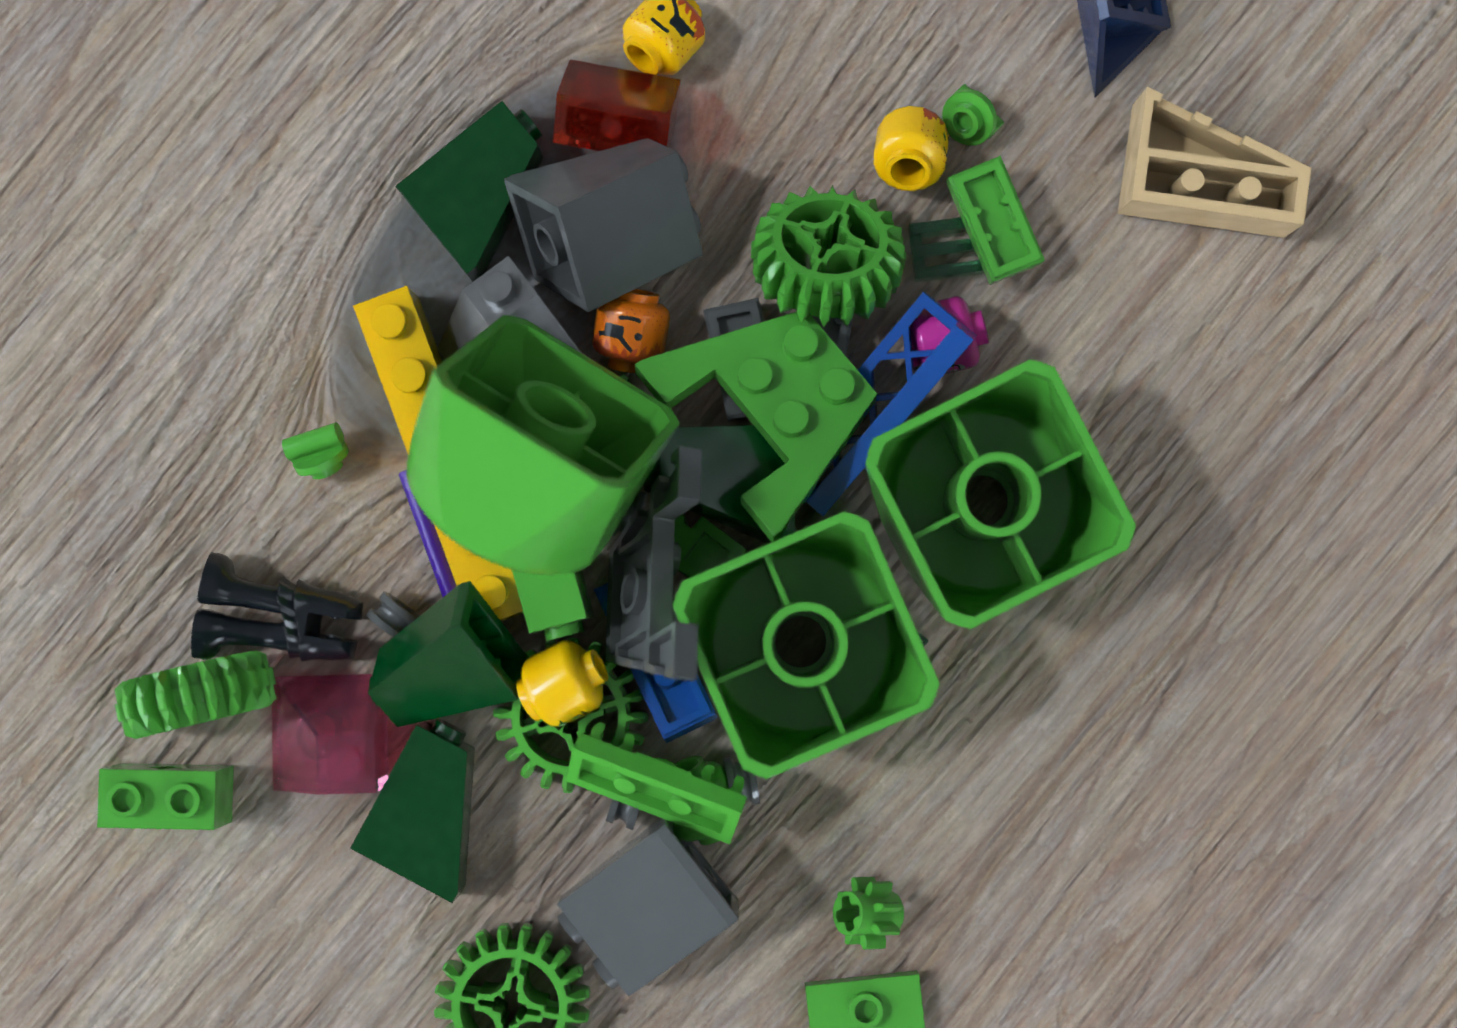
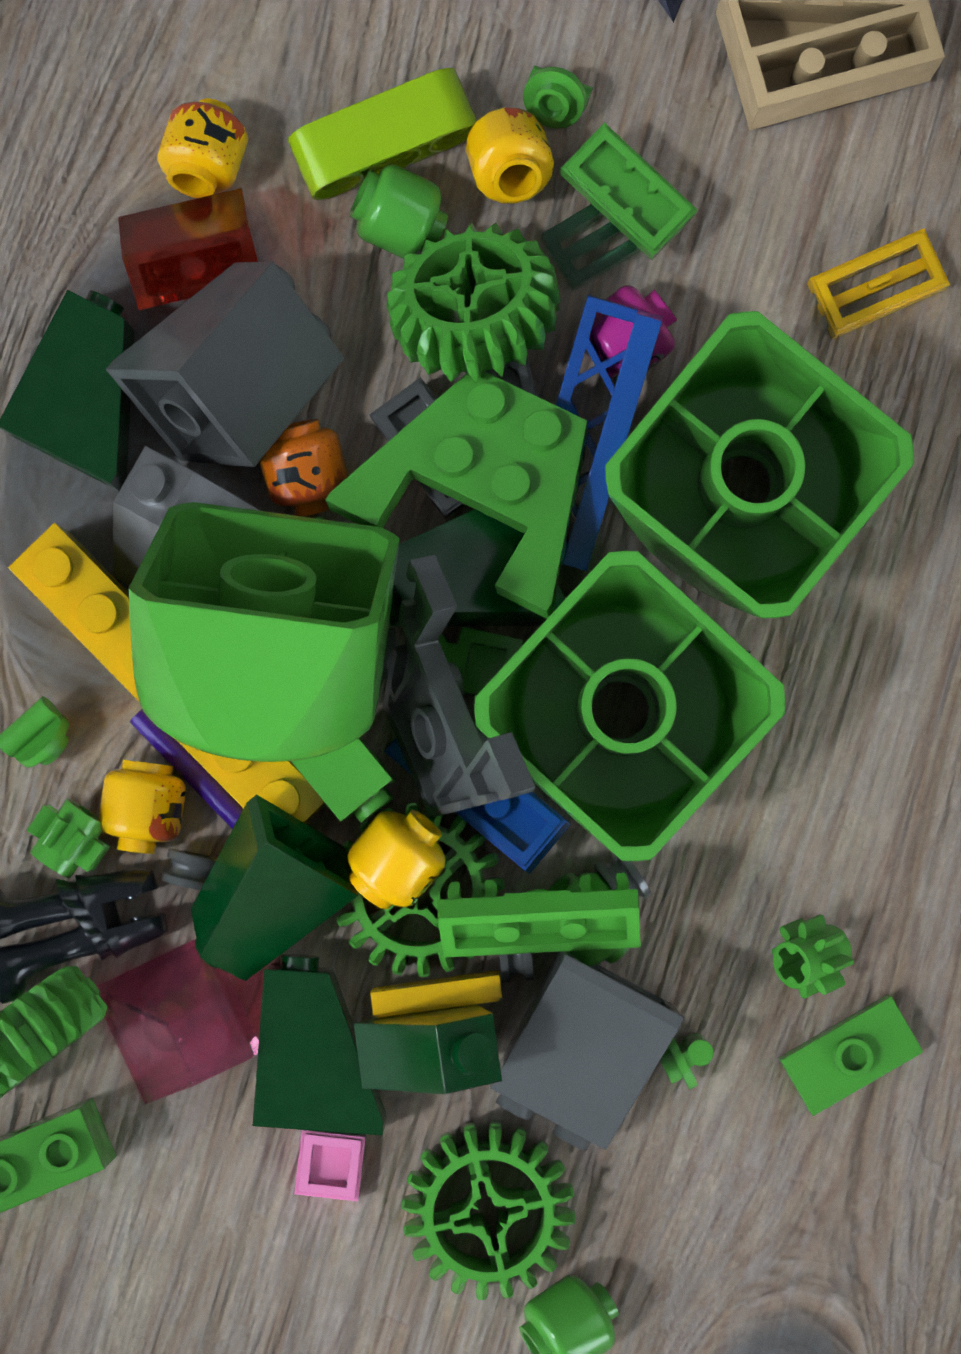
camera: 25 degrees left, 0 degrees up
(305, 547) = (67, 838): none -> bright green gear
(377, 546) = (142, 805): none -> yellow head
(400, 908) = (330, 1165): none -> bright pink tile
(520, 852) = (429, 1051): none -> dark green slope
(548, 806) = (436, 994): none -> yellow tile
(729, 947) = (679, 1058): none -> bright green plate
(800, 154) = (398, 211): none -> bright green head
(815, 85) = (382, 131): none -> lime beam
(1119, 385) = (830, 305): none -> yellow tile

